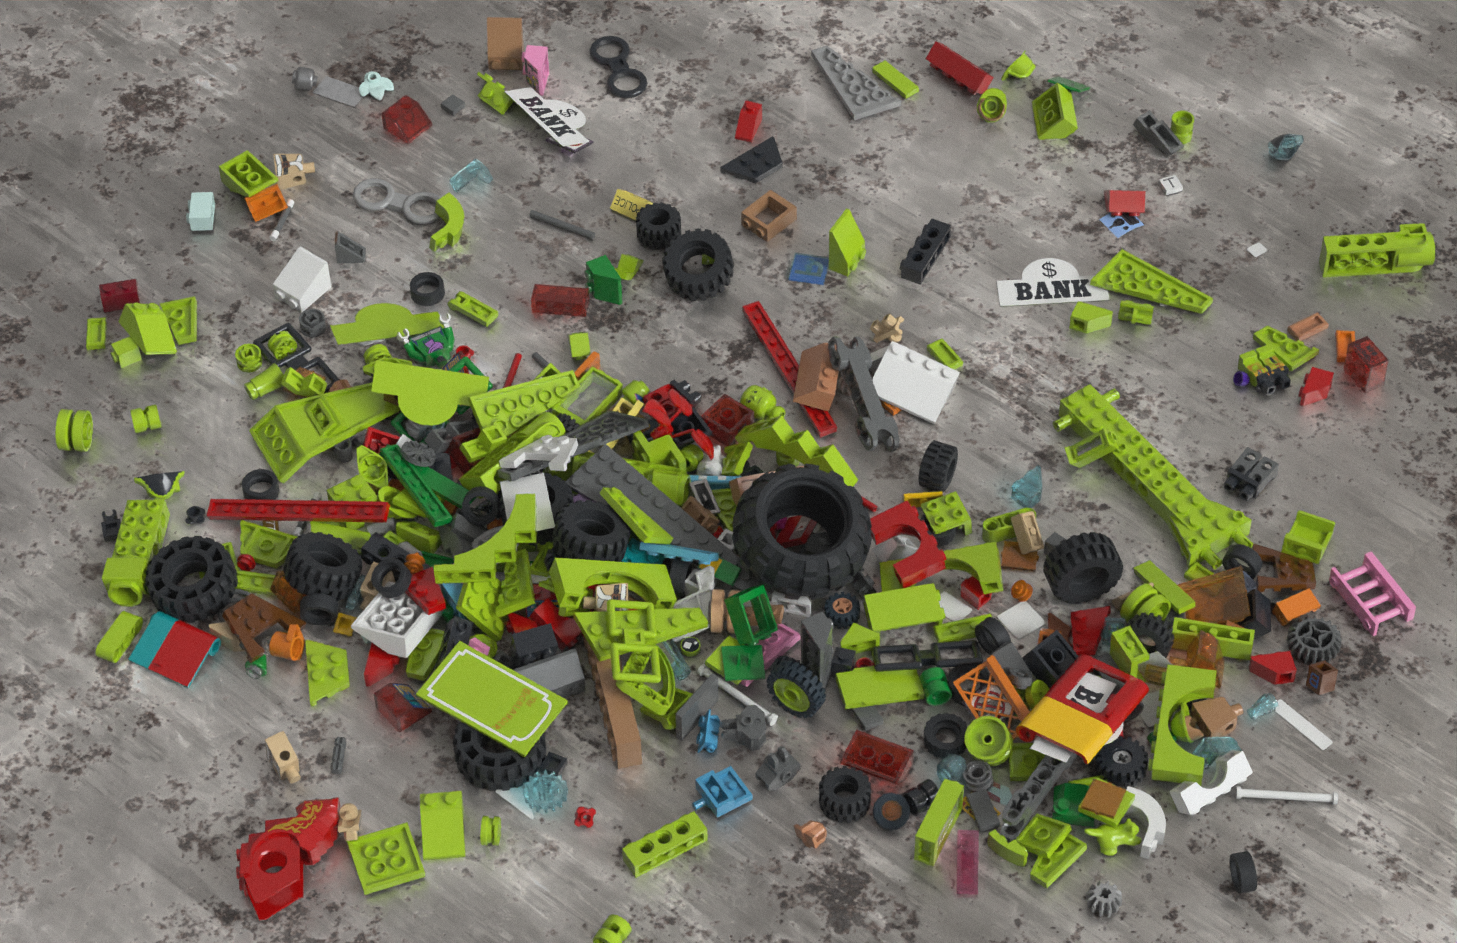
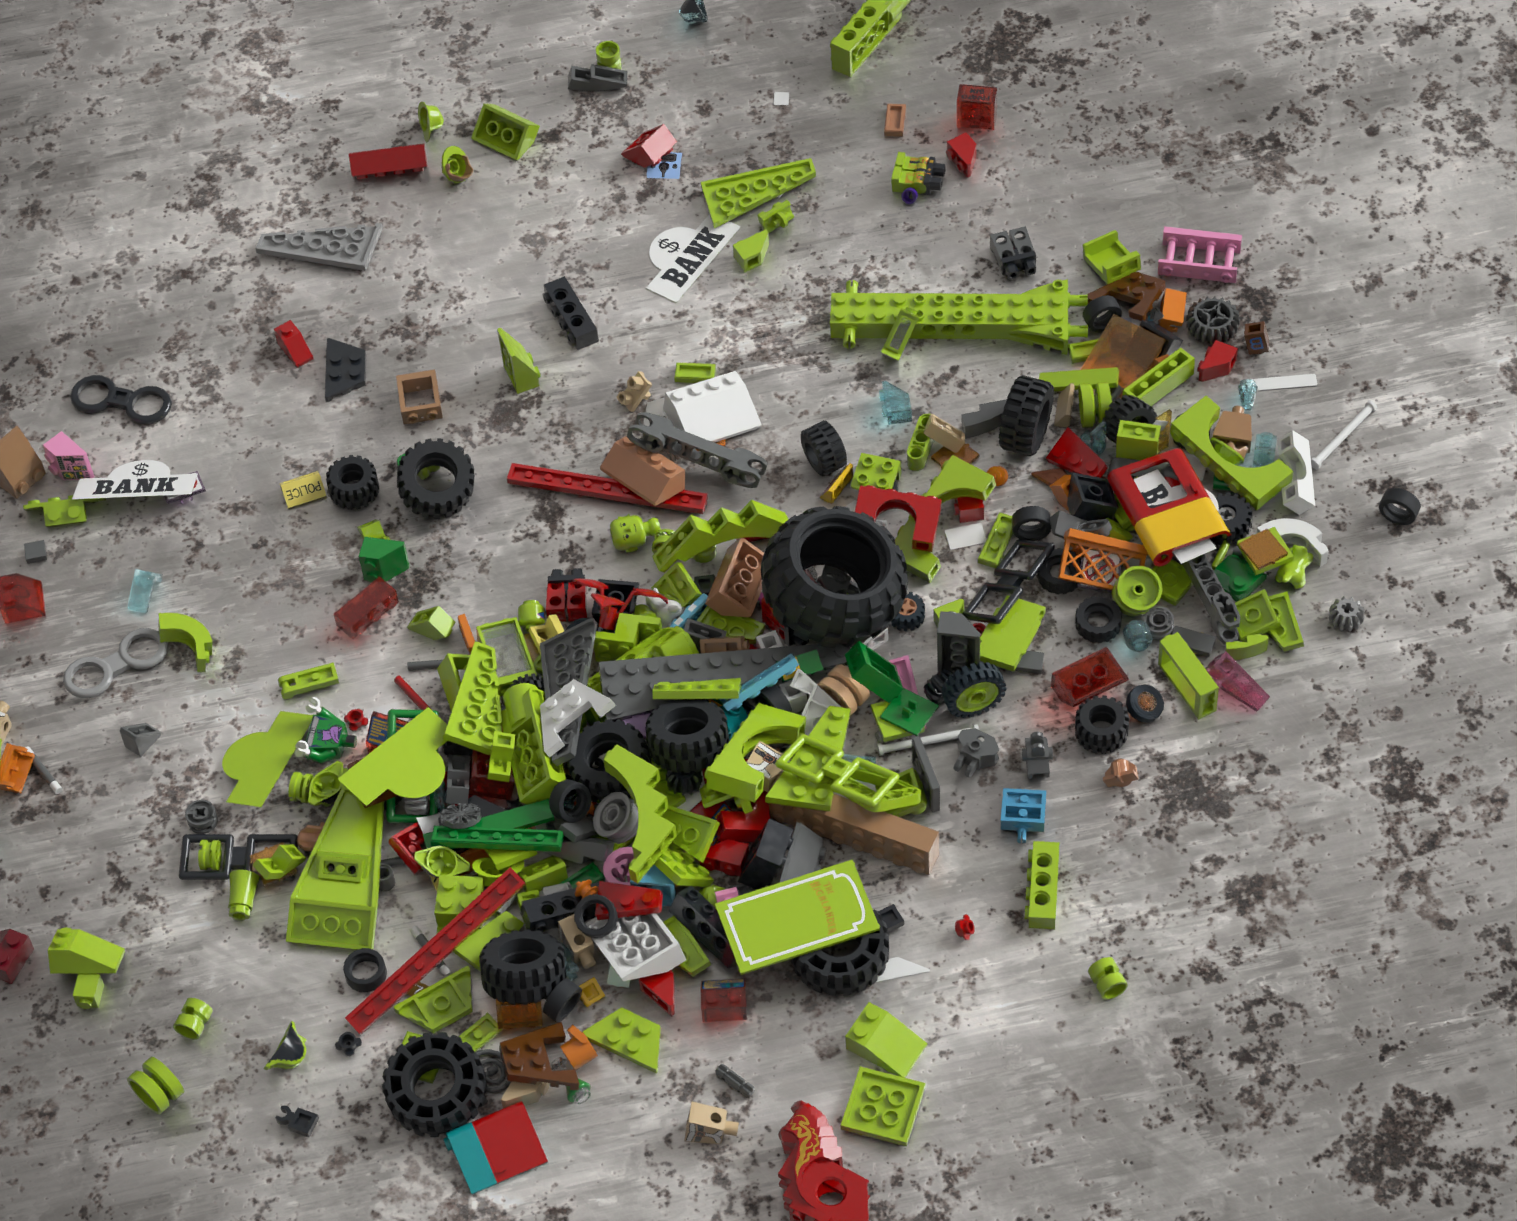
camera: 50 degrees left, 5 degrees up
(96, 333) = (34, 1004): lime tile -> none
(119, 637) = (441, 1185): lime beam -> none
(136, 544) = (354, 1113): lime brick -> none
(182, 318) = (92, 919): lime wing -> none
(246, 562) = (448, 1027): red plate -> none
(248, 357) = (194, 891): lime wheel -> none
(302, 280) = (145, 793): white slope -> none
(349, 821) = (831, 1108): tan hips -> none
(427, 299) = (243, 690): black tyre -> none
(490, 830) = (924, 1006): lime wheel -> none
(530, 485) = (590, 759): white sticker -> none
(545, 791) = (916, 944): clear light blue gear -> none
(562, 224) = (271, 554): dark grey bar -> none
(690, 646) = (850, 744): tile -> none
(708, 724) = (949, 786): dark azure hinge -> none
(727, 419) = (630, 563): clear red brick -> none
(809, 269) = (504, 407): clear light blue piece -> none
(895, 79) = (348, 213): lime tile -> none
(903, 608) = (948, 567): lime panel -> none
(921, 797) = (1149, 670): black wheel -> none
(935, 686) = (1048, 596): green wheel -> none
(999, 793) = (1187, 620): clear light blue sticker -> none
(1021, 619) = (1019, 495): white sticker -> none
(1069, 84) = (486, 98): green piece -> none
(1170, 185) = (658, 107): white tile -> none
(1206, 653) = (1174, 395): clear orange slope -> none
(1290, 352) = (913, 145): lime wing -> none
(1342, 340) = (937, 109): orange tile -> none

